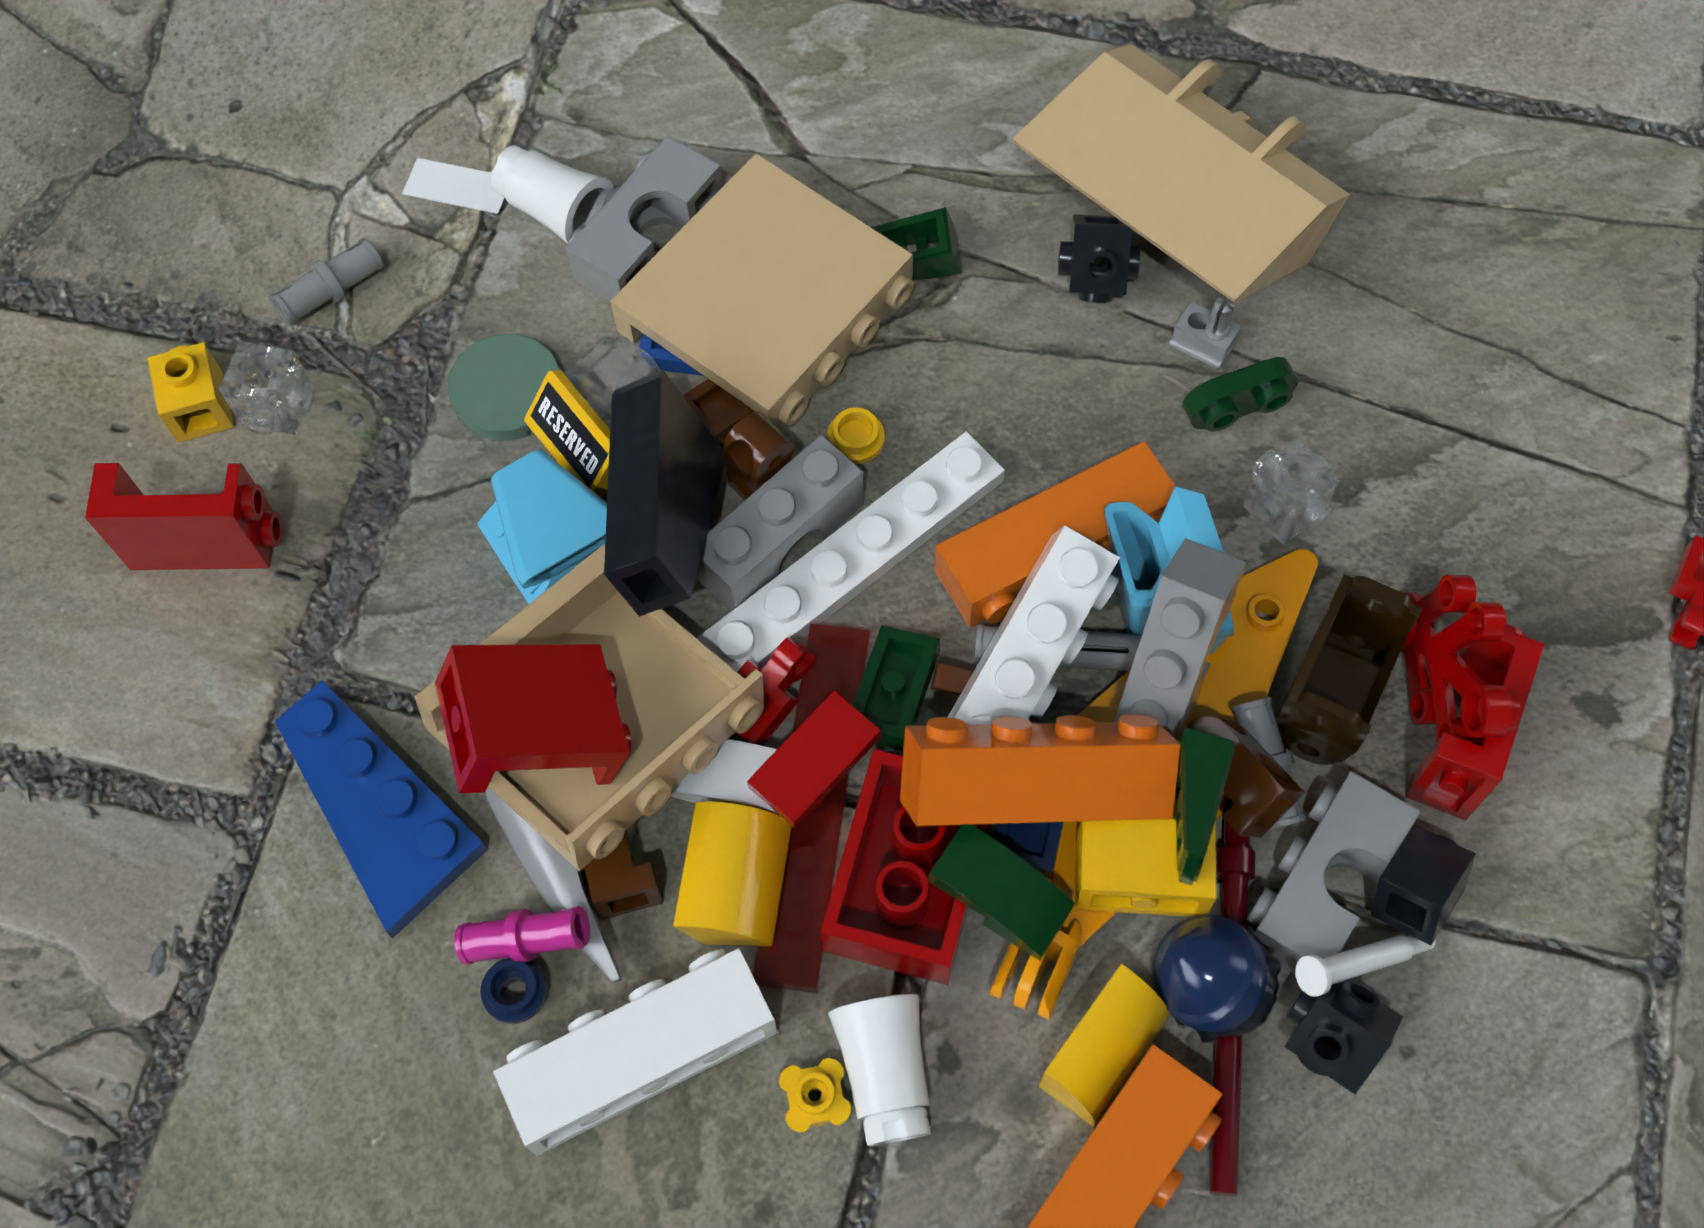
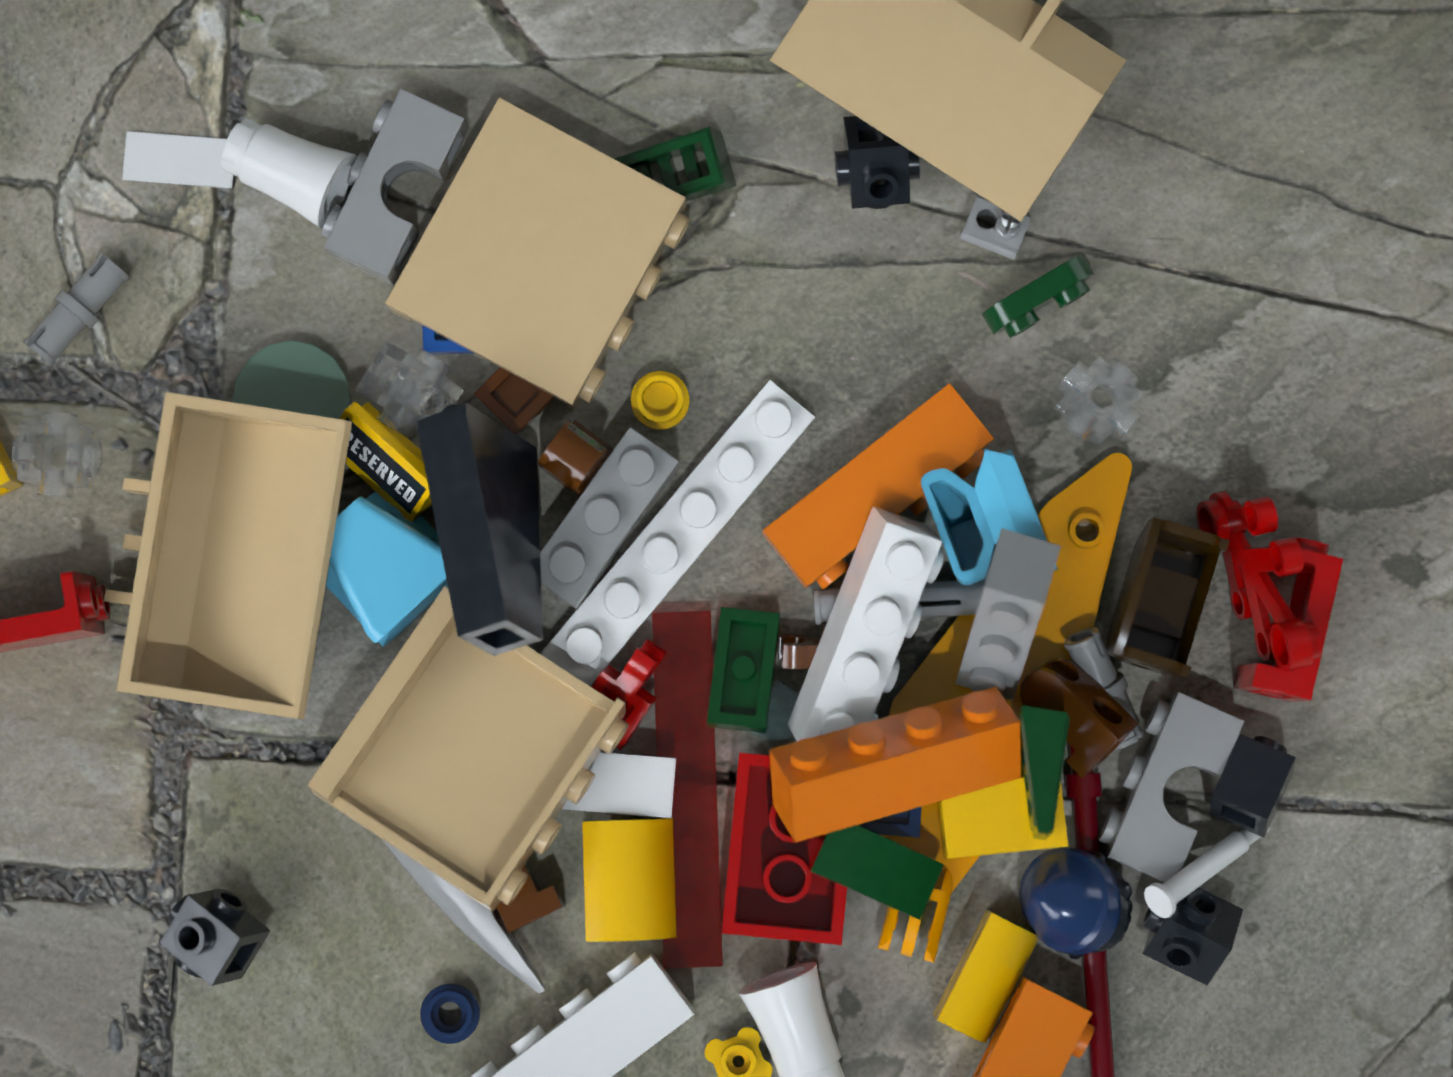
camera: 10 degrees left, 20 degrees up
(285, 859) = (213, 936): none -> black brick
(381, 812) = (286, 868): blue wing -> none
(396, 487) = (232, 555): none -> tan piece
(522, 935) = (449, 968): dark pink pin -> none
(530, 711) = (422, 787): red panel -> none
(814, 759) = (685, 765): red tile -> none

